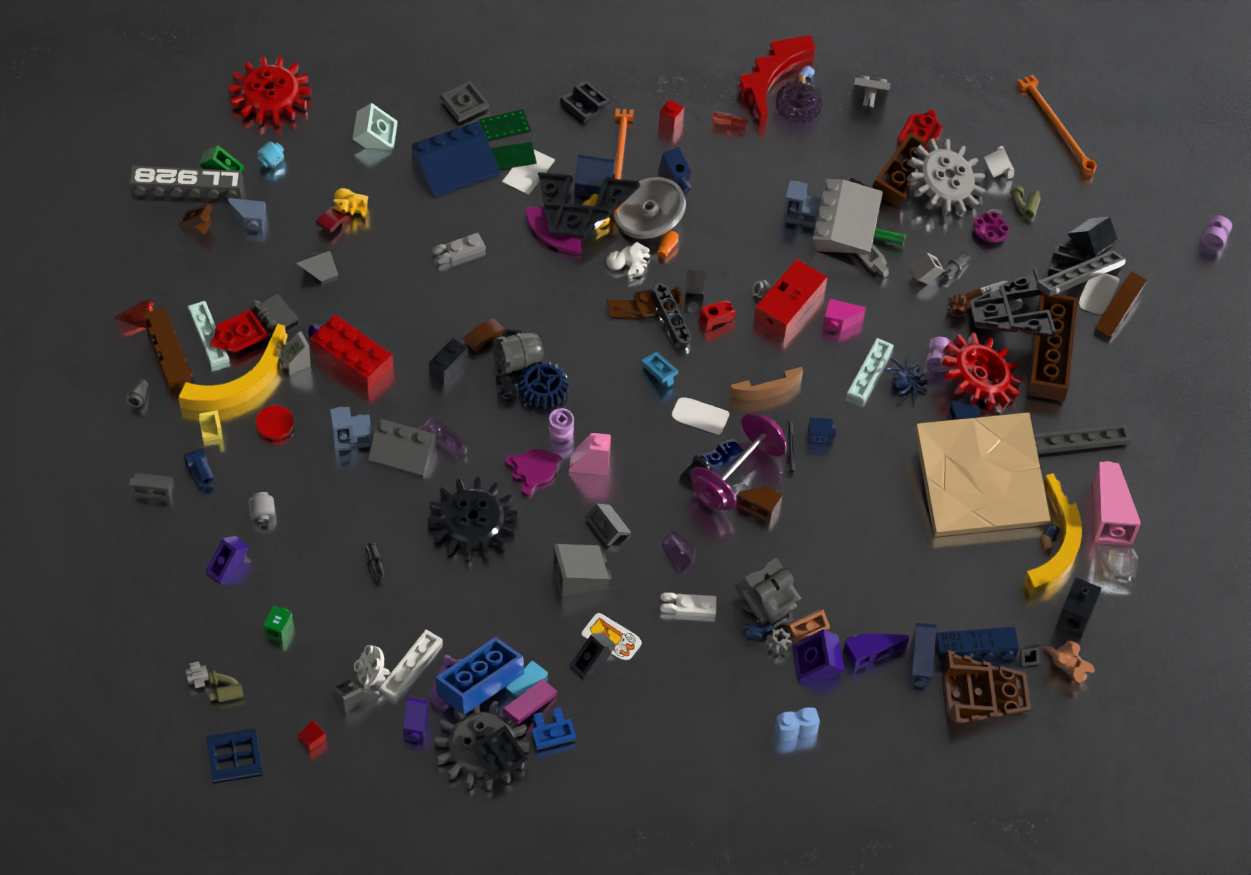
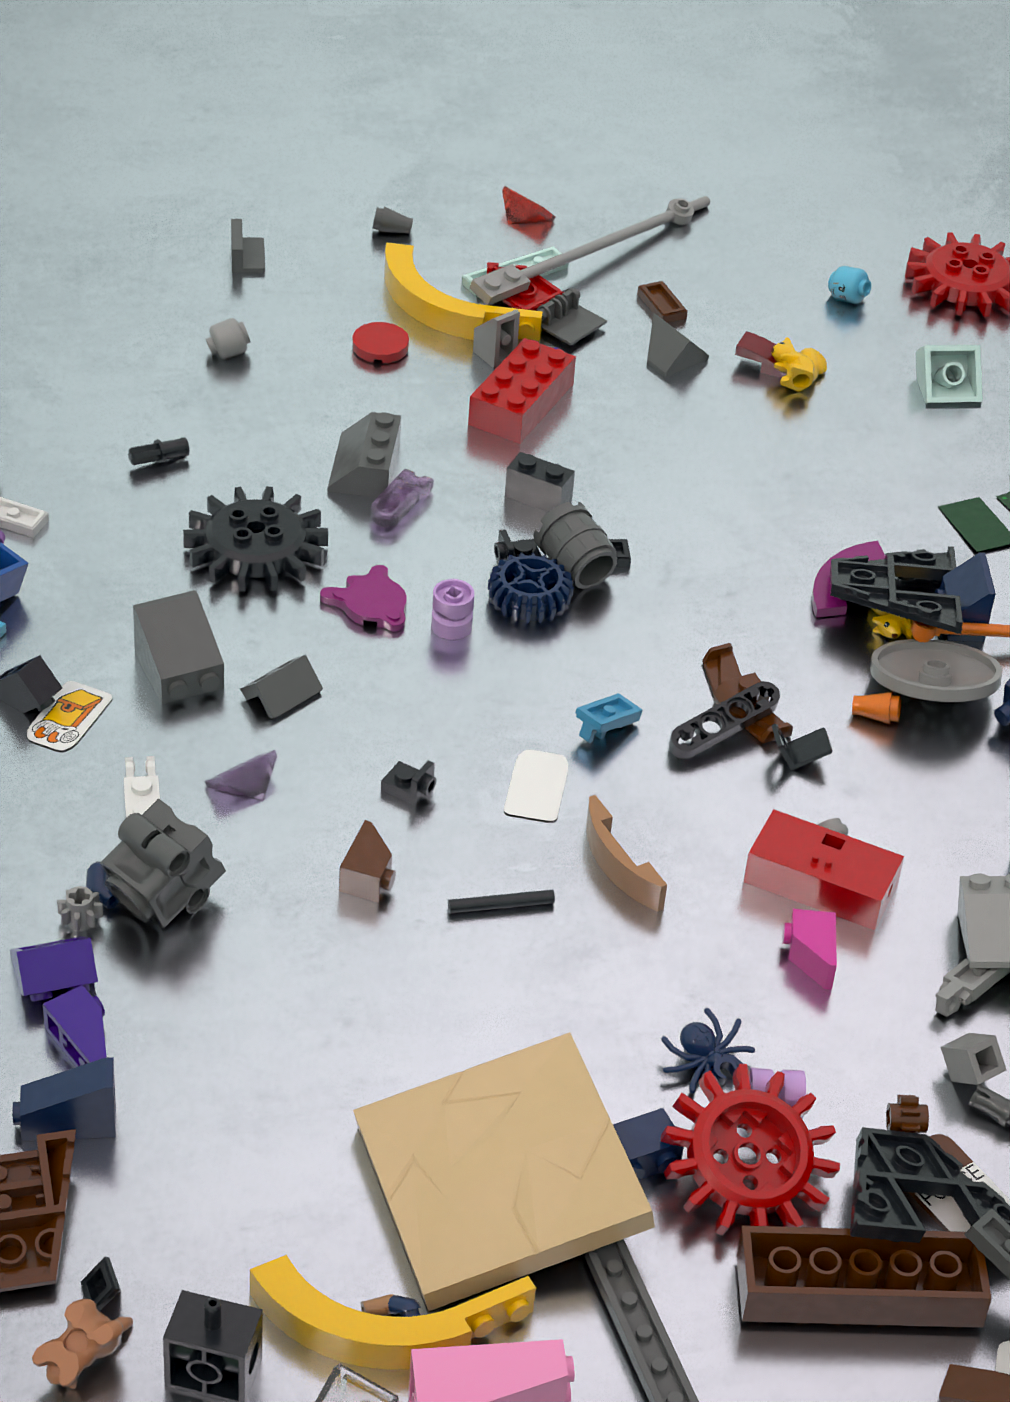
camera: 80 degrees right, 15 degrees down
(167, 349) = (467, 229): reddish brown wedge -> none
(186, 182) = (764, 222): dark grey brick -> none
(197, 219) = (704, 237): reddish brown slope -> none
(198, 464) = (288, 279): dark blue piece -> none
(210, 426) = (354, 286): light yellow panel -> none
(219, 159) = (811, 244): green slope -> none
(227, 558) = (139, 319): dark purple slope -> none
(241, 333) = (511, 281): none -> light grey bar
(248, 213) = (734, 278): sand blue slope -> none
(260, 260) = (662, 301): none -> reddish brown tile
(278, 623) = (35, 373): green brick -> none
(350, 430) = (379, 388): sand blue brick -> none
(455, 158) = (936, 457): dark blue slope -> none
(459, 248) = (765, 483): light grey hinge -> none
(483, 333) = (611, 518): reddish brown slope -> none
(526, 177) = (937, 538): white sticker -> none
(591, 455) = (409, 648): bright pink slope -> none
(630, 256) = (822, 666): white animal -> none
(716, 314) = (750, 777): red leg -> none
(724, 454) = (455, 813): clear blue slope -> none
(764, 435) = (359, 777): magenta axle -> none
(807, 625) = (124, 952): nougat slope -> none
(821, 431) = (542, 932): dark blue brick -> none
(870, 370) = (692, 997): light aqua tile -> none
(978, 643) = (110, 1195): dark blue brick -> none

